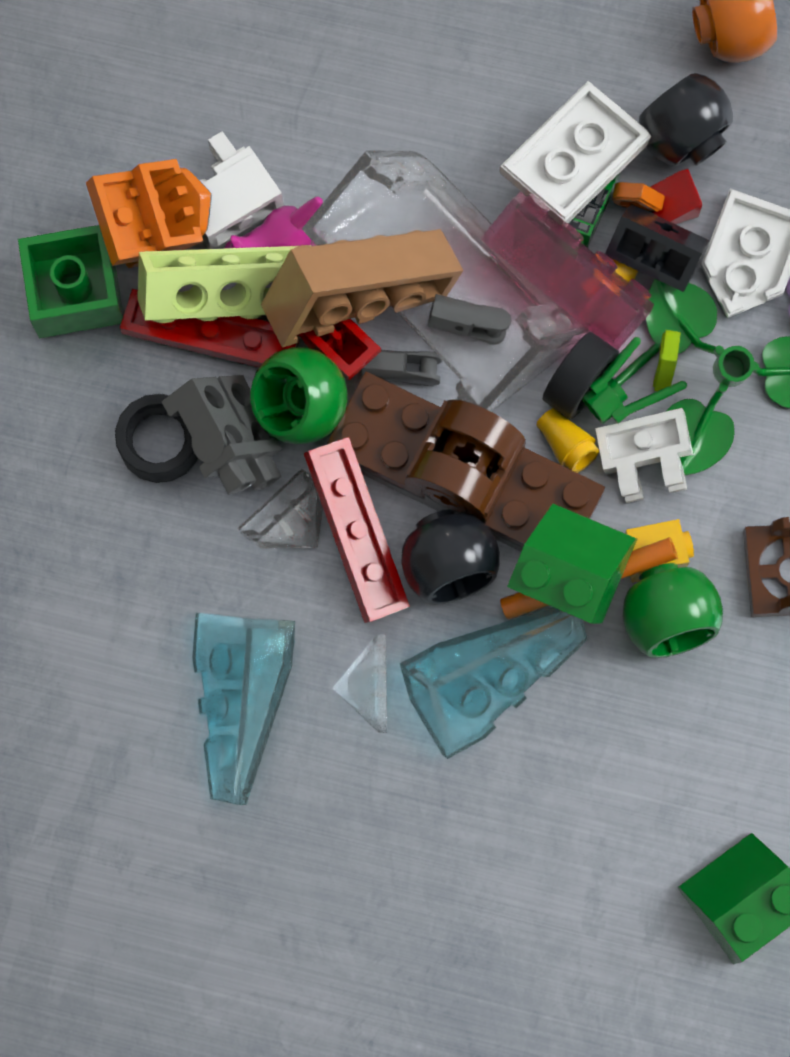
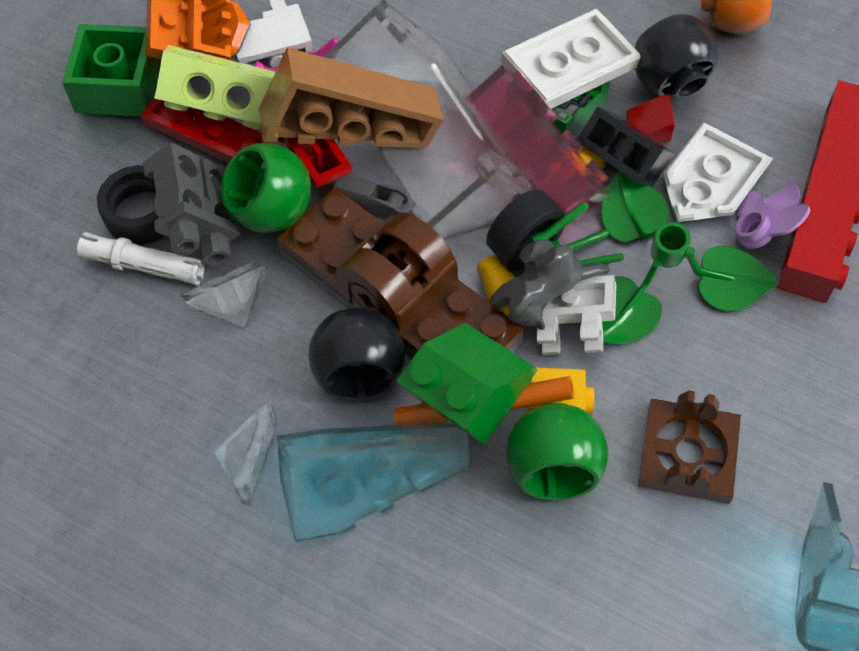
camera: 15 degrees right, 15 degrees down
(182, 500) = (125, 255): none -> white pin
(243, 681) = (135, 406): clear light blue wedge -> none
(356, 530) = (279, 313): plate -> none
(469, 319) = (439, 165): dark grey bar -> none
(617, 432) = (546, 275): none -> dark grey animal
(638, 195) = (621, 105): orange tile -> none
(667, 360) = (612, 237): lime tile -> none

